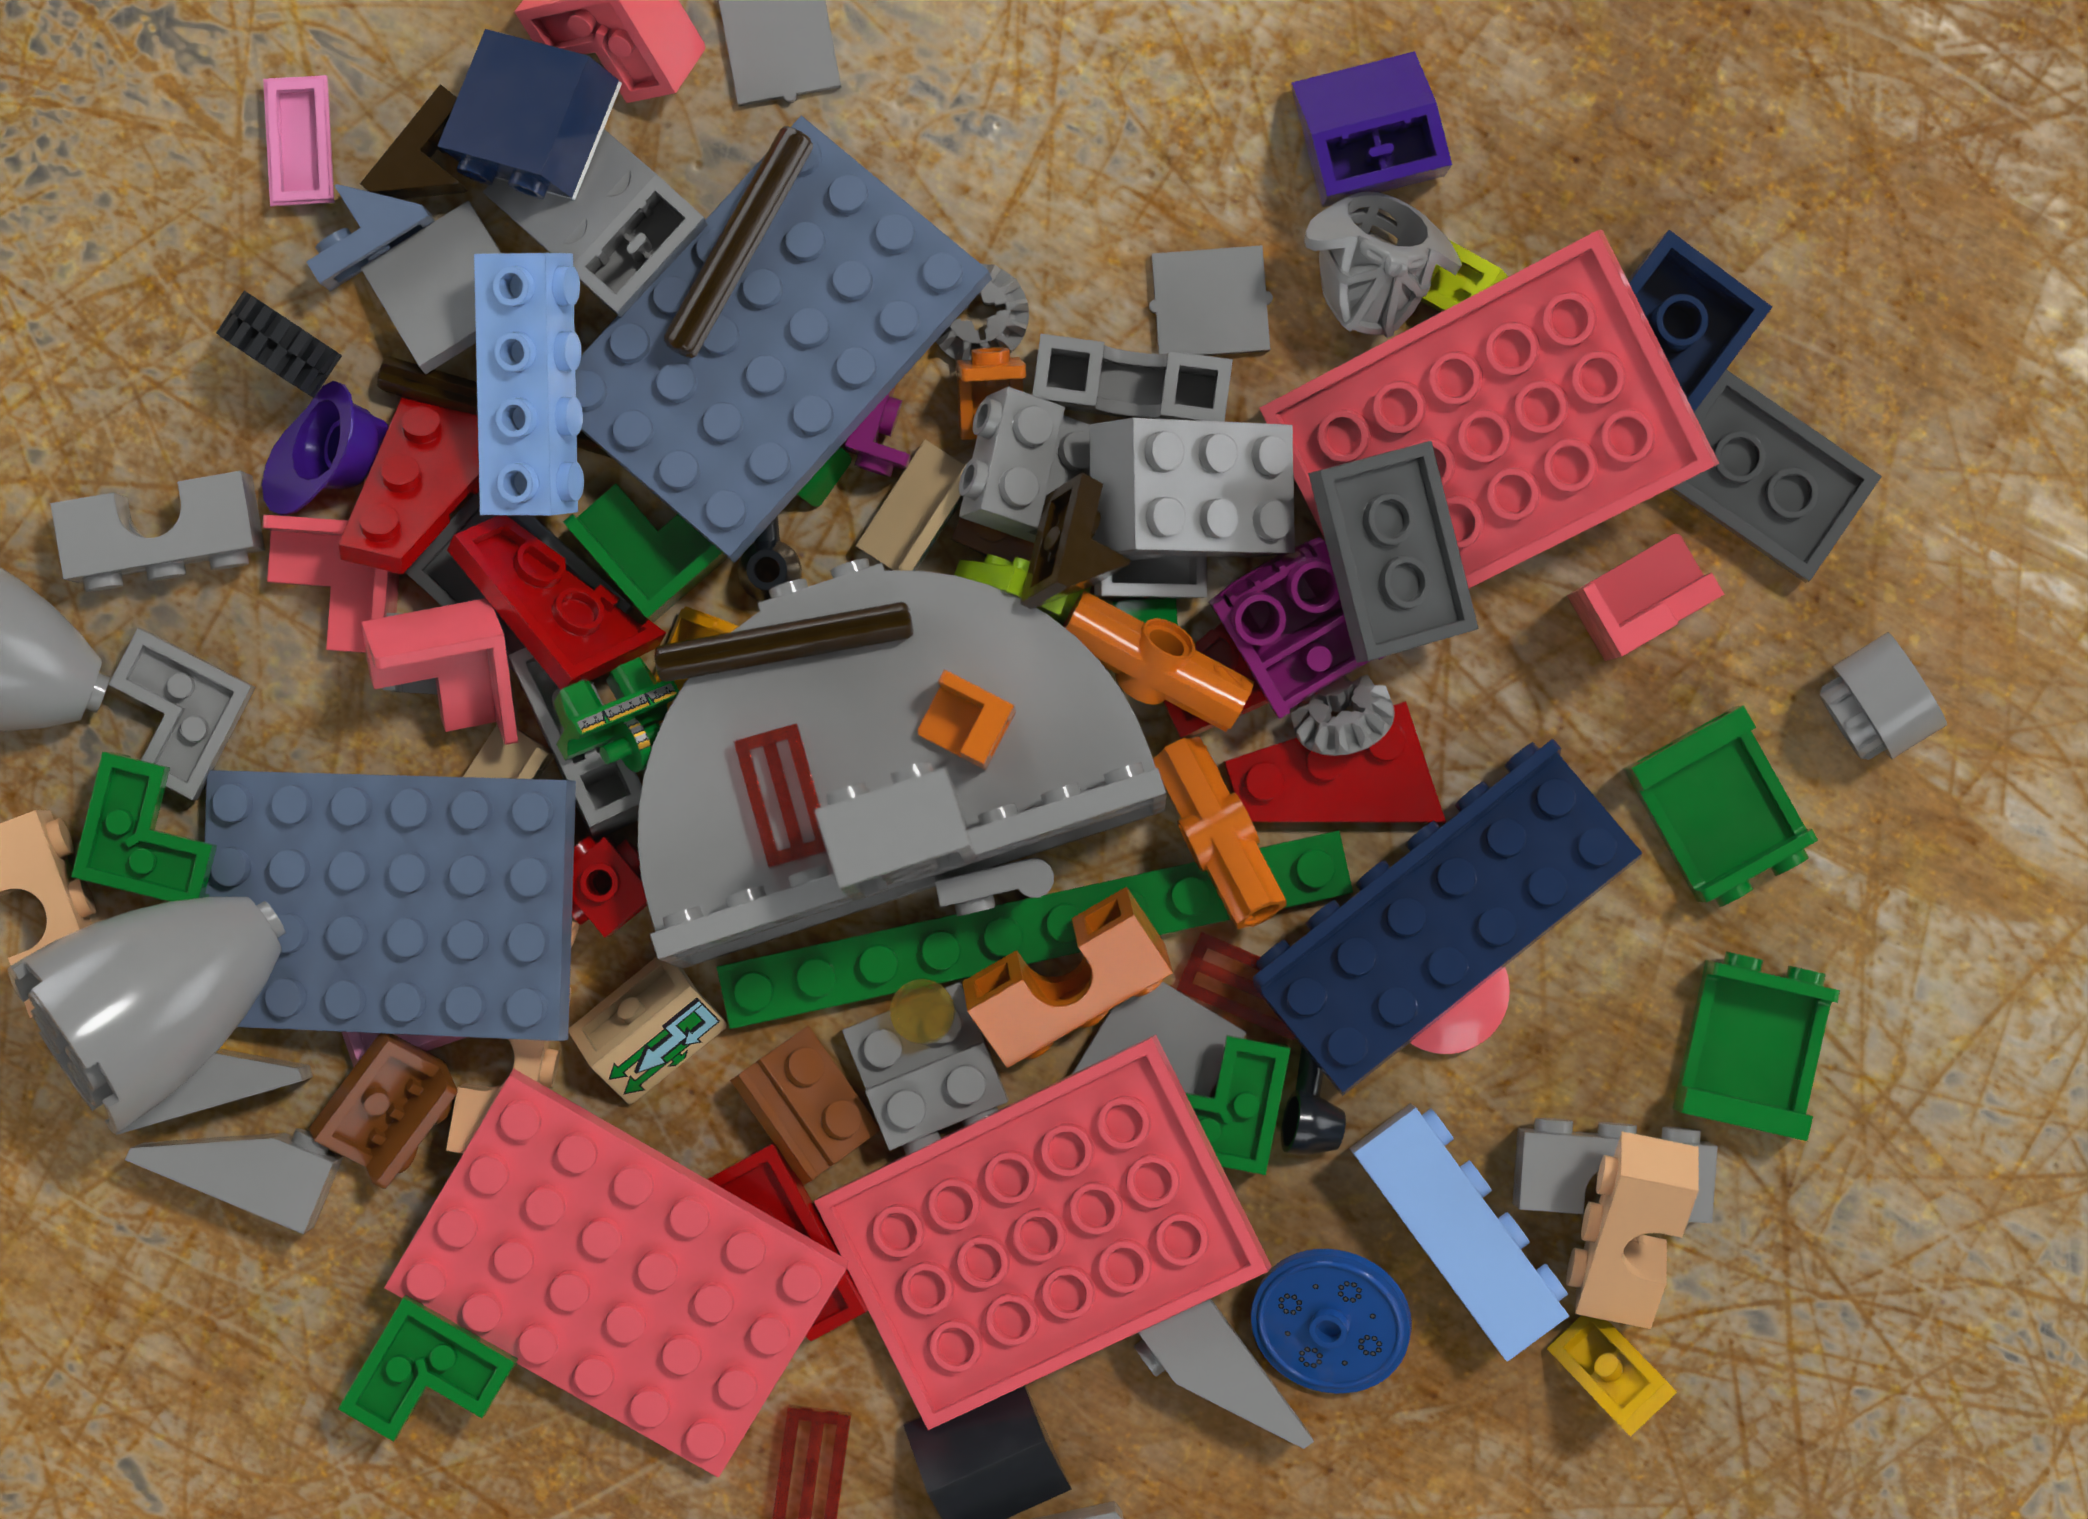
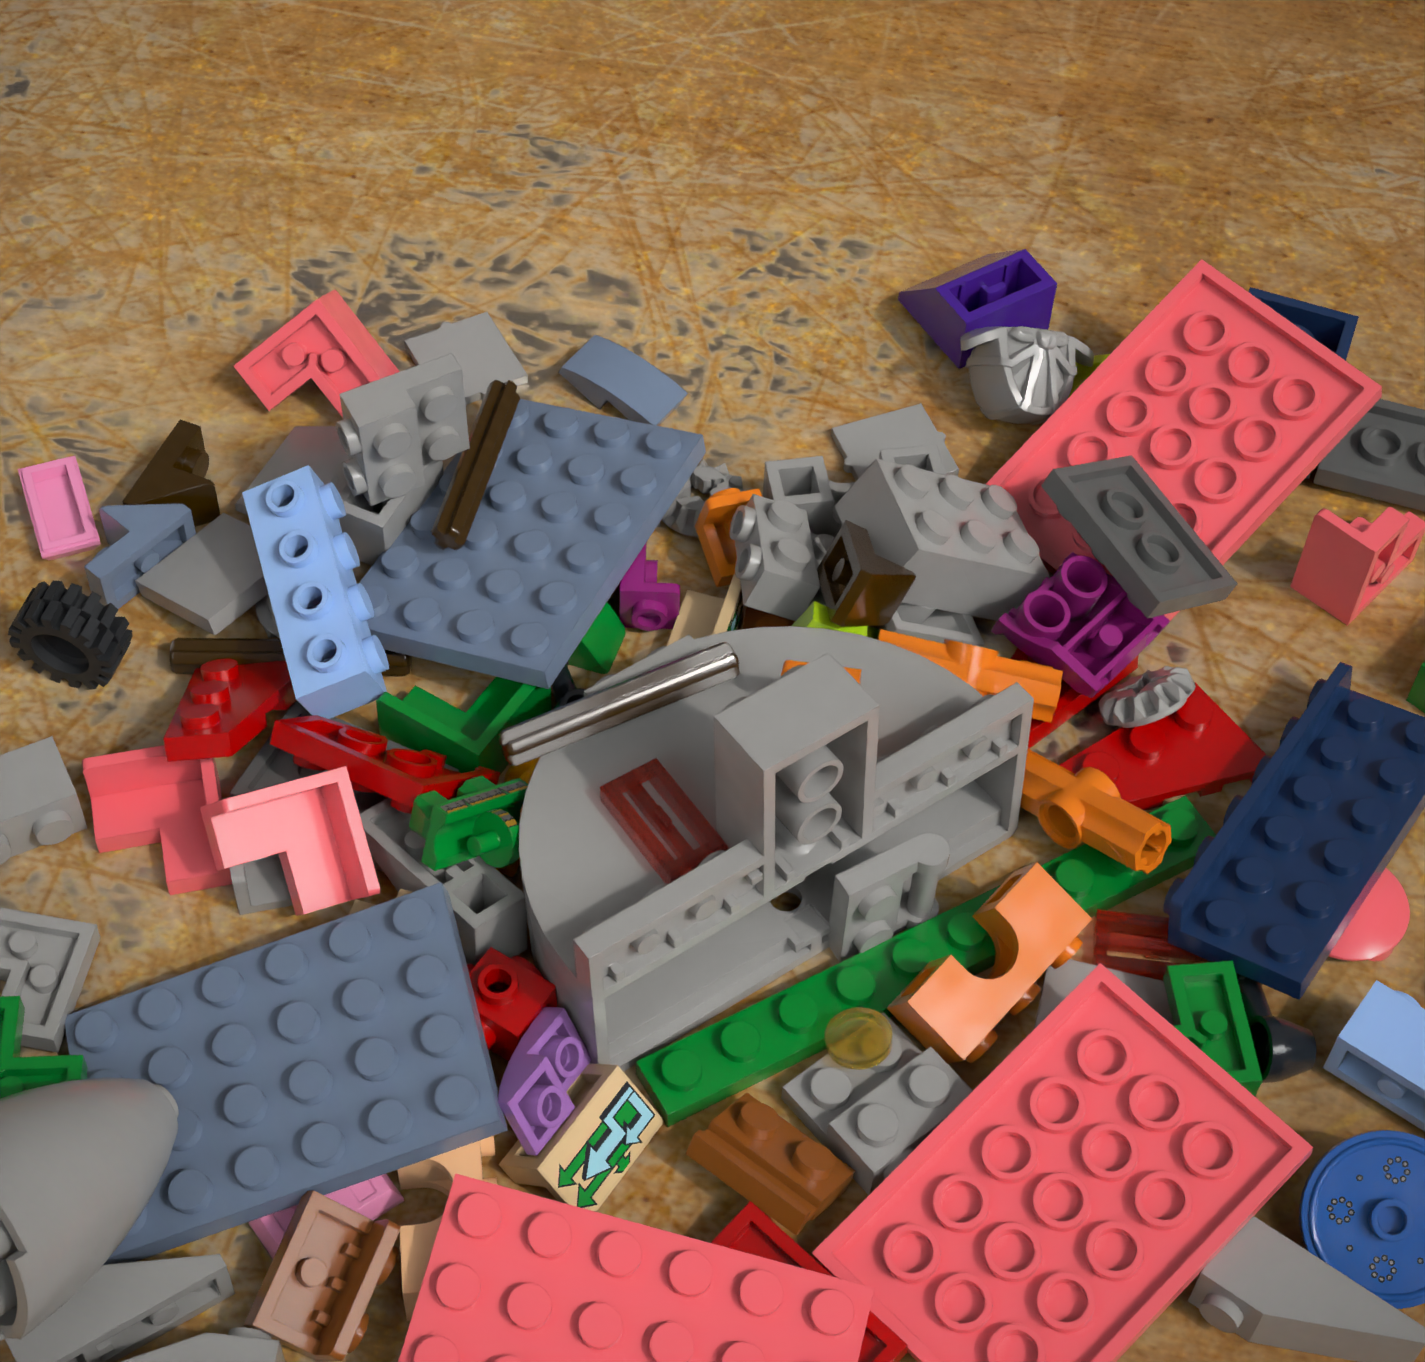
camera: 20 degrees left, 35 degrees down
(322, 449) = (134, 710): dark purple piece -> none
(529, 116) = (264, 421): dark blue piece -> none
(602, 998) = (538, 1077): none -> medium lavender slope
(634, 238) = (401, 426): none -> light grey plate
(940, 132) = (630, 383): none -> sand blue slope

